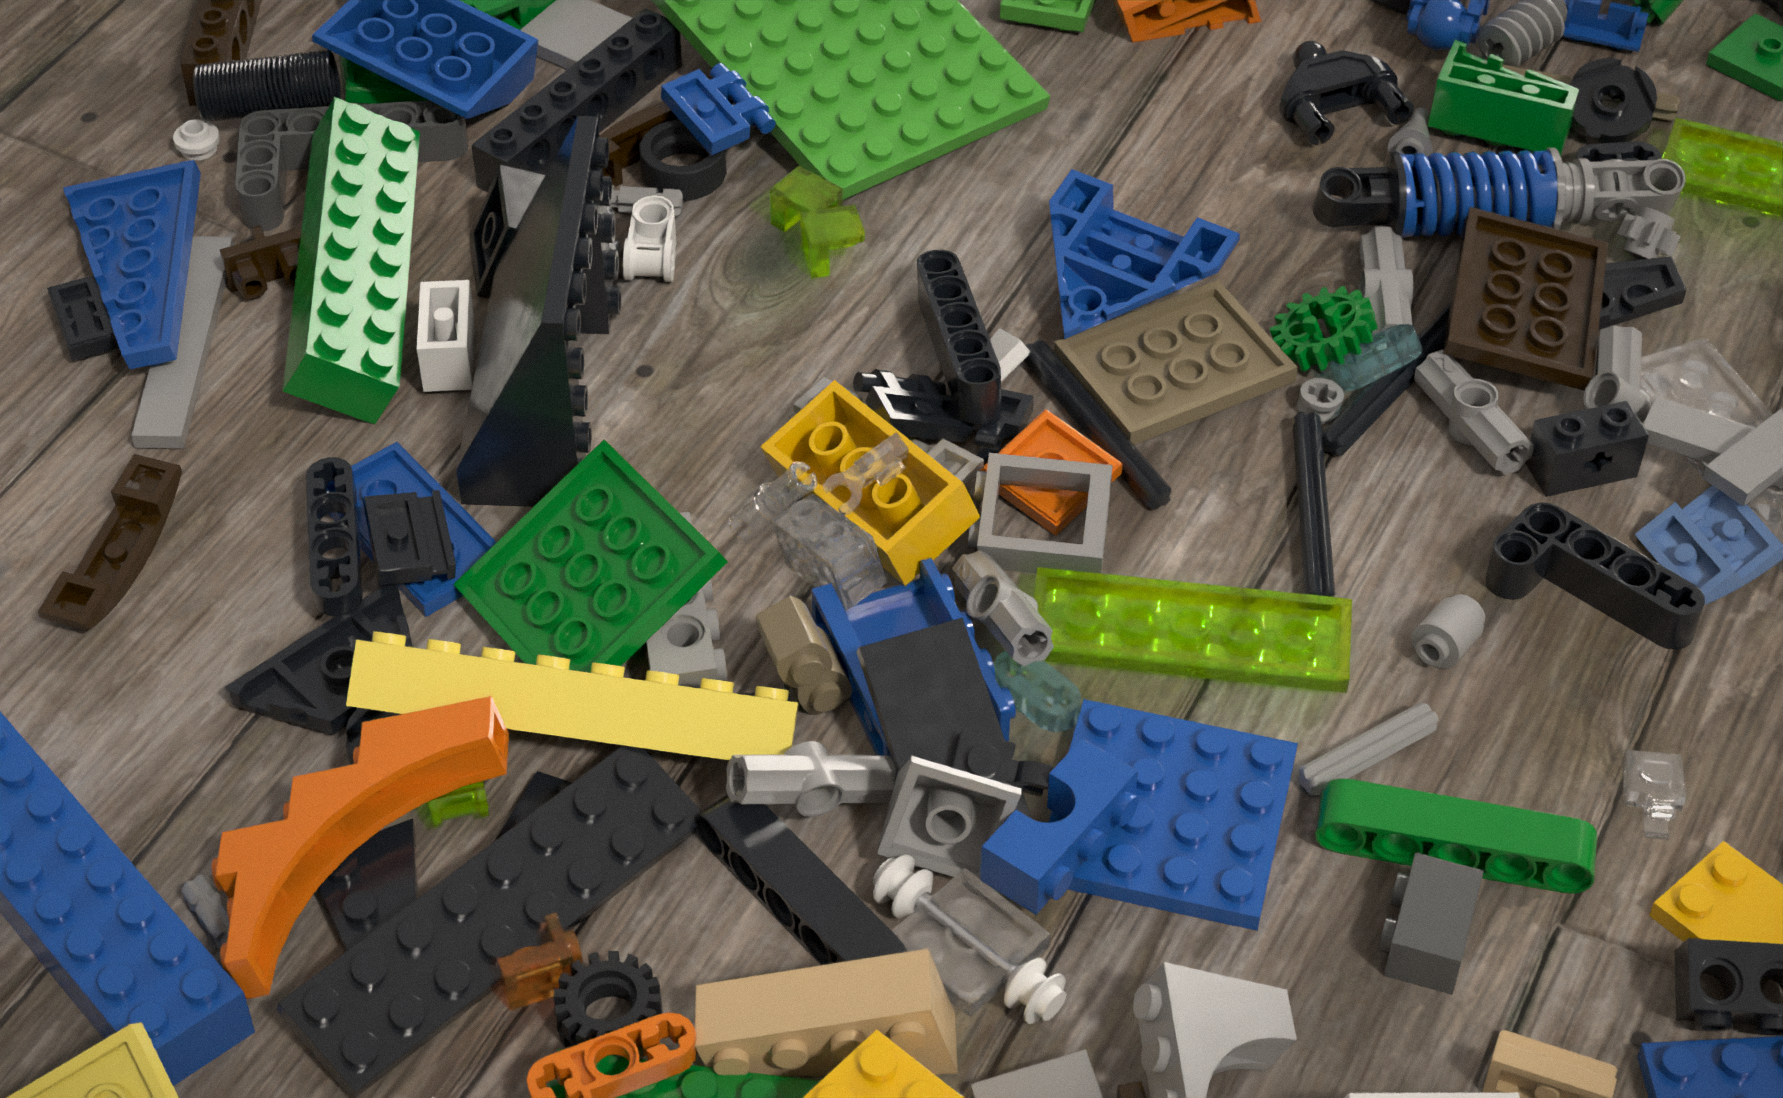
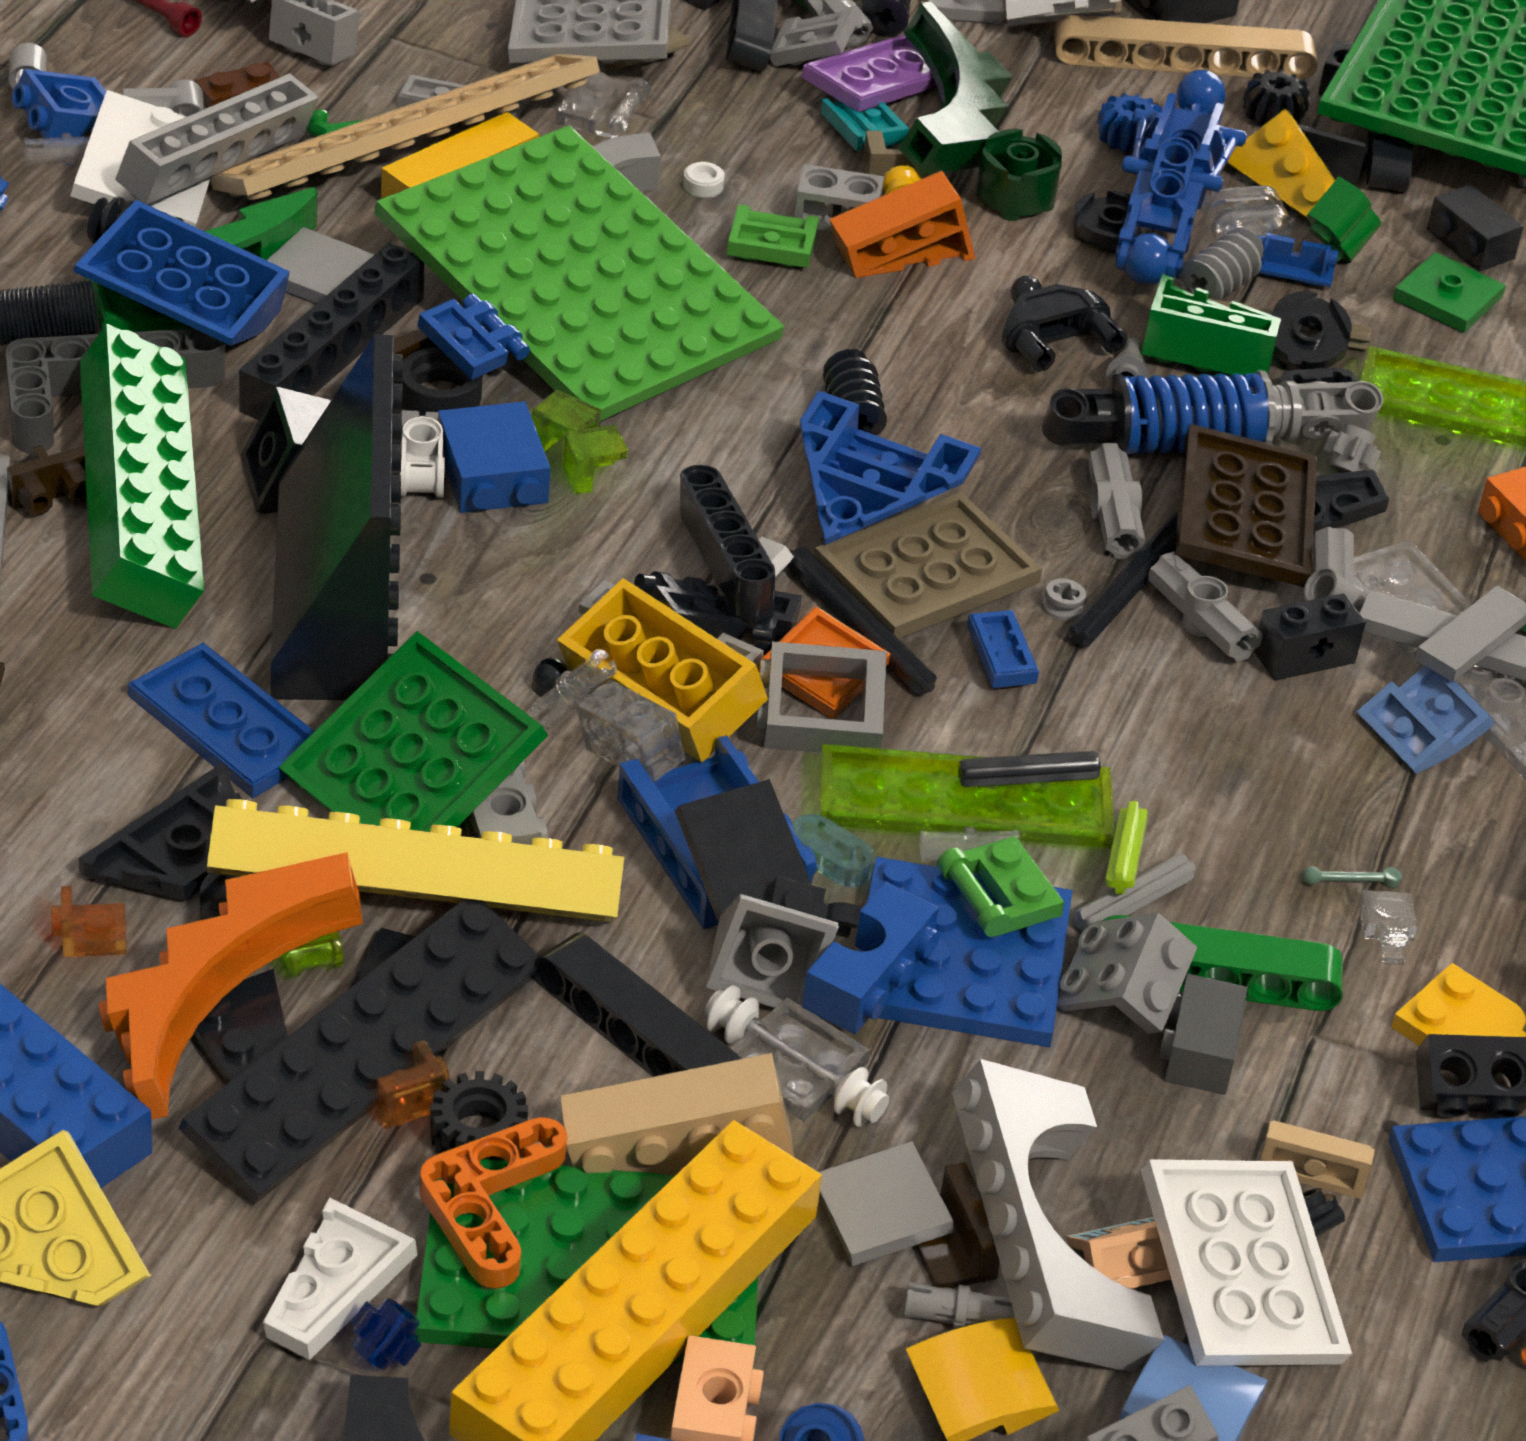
camera: 10 degrees left, 5 degrees down
(209, 905) = (99, 1049): light grey axle -> none
(226, 765) = (89, 928): none -> clear orange bracket
(331, 535) = (161, 723): black beam -> none
(409, 537) = (233, 724): black plate -> none
(446, 335) = (239, 545): white brick -> none
(727, 238) = (494, 457): none -> blue brick
(753, 478) = (546, 674): none -> black hinge
(803, 655) = (621, 819): dark tan brick -> none
(810, 779) = (640, 923): light grey piece -> none
(878, 464) = (678, 649): clear plate -> none
(1003, 608) = (796, 777): light grey piece -> none
(1116, 159) = (856, 379): none -> black piece
(1188, 688) = (935, 843): none -> clear pin
(1229, 733) = (1013, 880): none -> bright green plate
(1247, 458) = (1002, 648): none -> blue plate
(1260, 601) = (1029, 769): none -> black axle
(1313, 505) = (1065, 681): black axle -> none
(1346, 317) = (1084, 527): green gear -> none
(1351, 844) = (1130, 965): none -> light grey bracket
(1362, 695) = (1126, 848): none -> lime axle
(1385, 354) = (1113, 559): clear light blue beam -> none
(1449, 631) = (1198, 794): light grey brick -> none
(1597, 570) = (1326, 740): black beam -> none
(1659, 732) = (1389, 877): none -> sand green hinge

